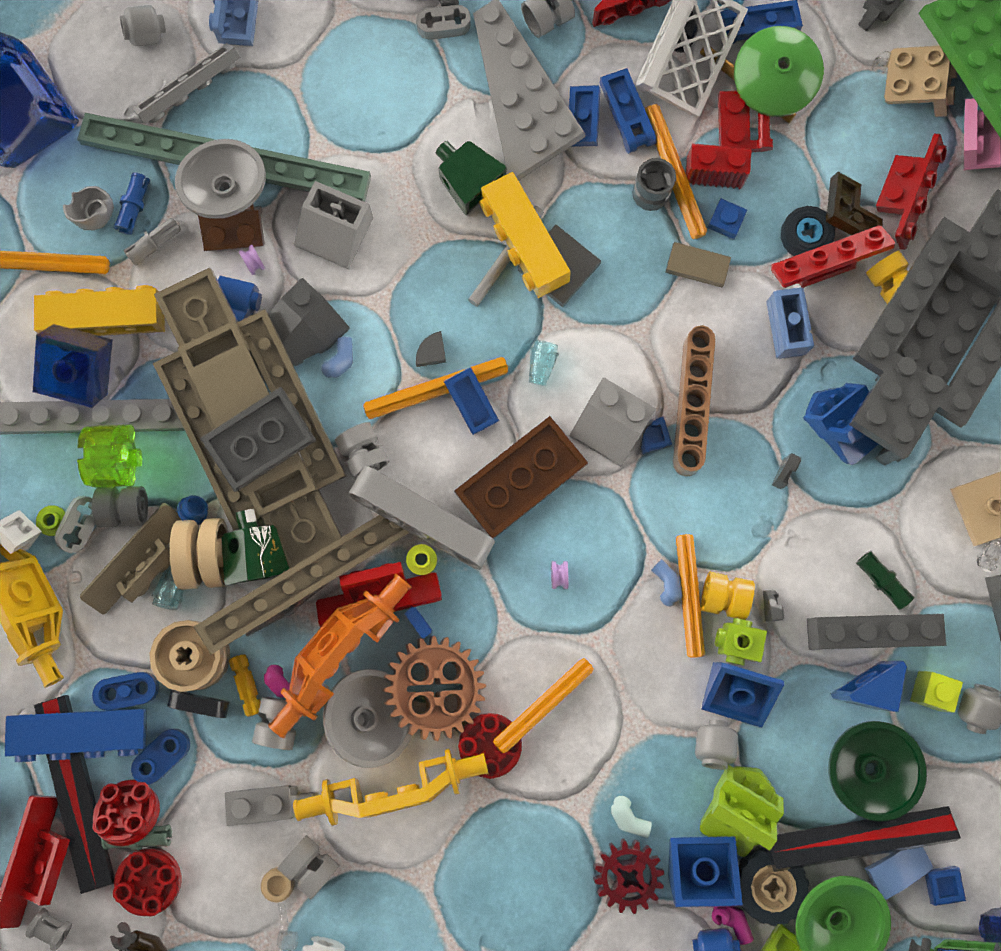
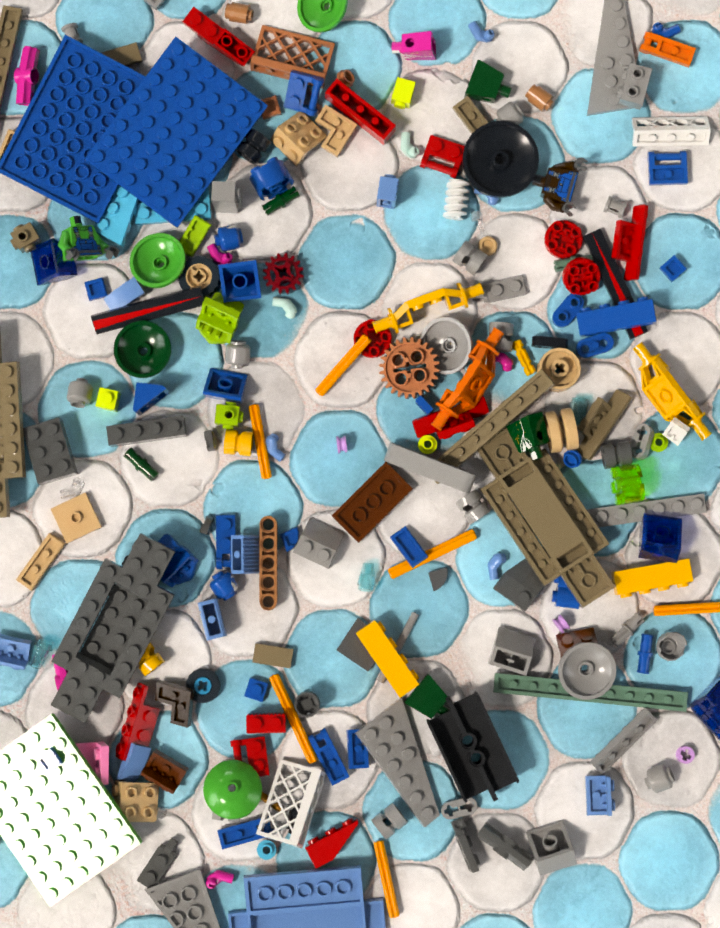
camera: 175 degrees right, 5 degrees up
(96, 49) = (690, 752): none -> lavender bush
(258, 439) = (535, 501): dark grey tile -> none
(409, 126) = (493, 768): none -> black piece
(731, 416) = (244, 554): none -> medium blue brick
(757, 444) = (224, 529): none -> blue plate
(767, 374) = (223, 585): none -> blue head
(832, 258) = (189, 664): red bracket -> none
(876, 114) = (164, 771): none -> reddish brown bracket
(919, 132) = (134, 763): none -> medium blue slope

